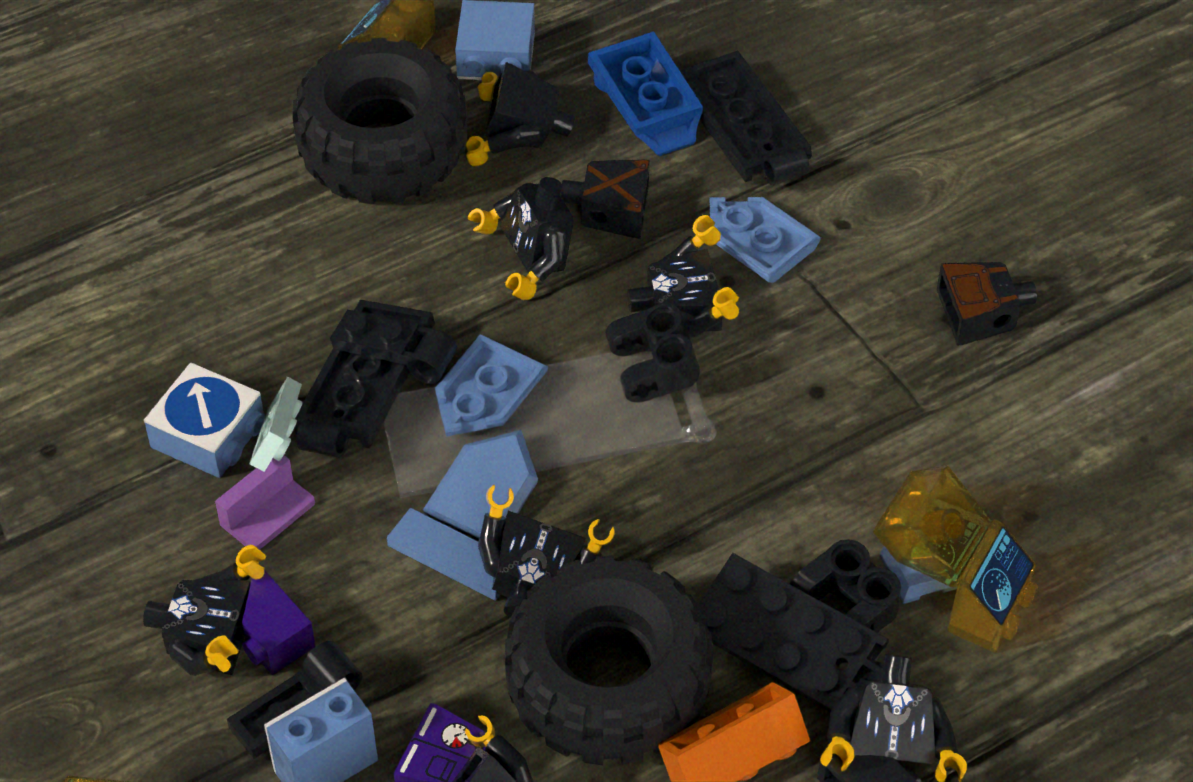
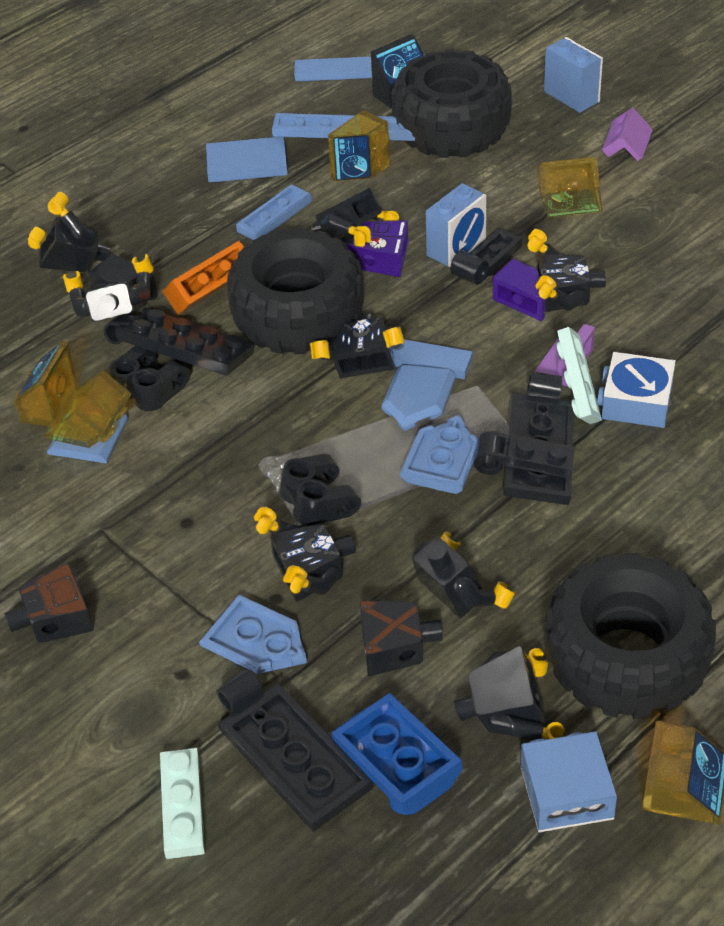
camera: 170 degrees right, 5 degrees down
(855, 106) = (181, 803): none -> light aqua plate

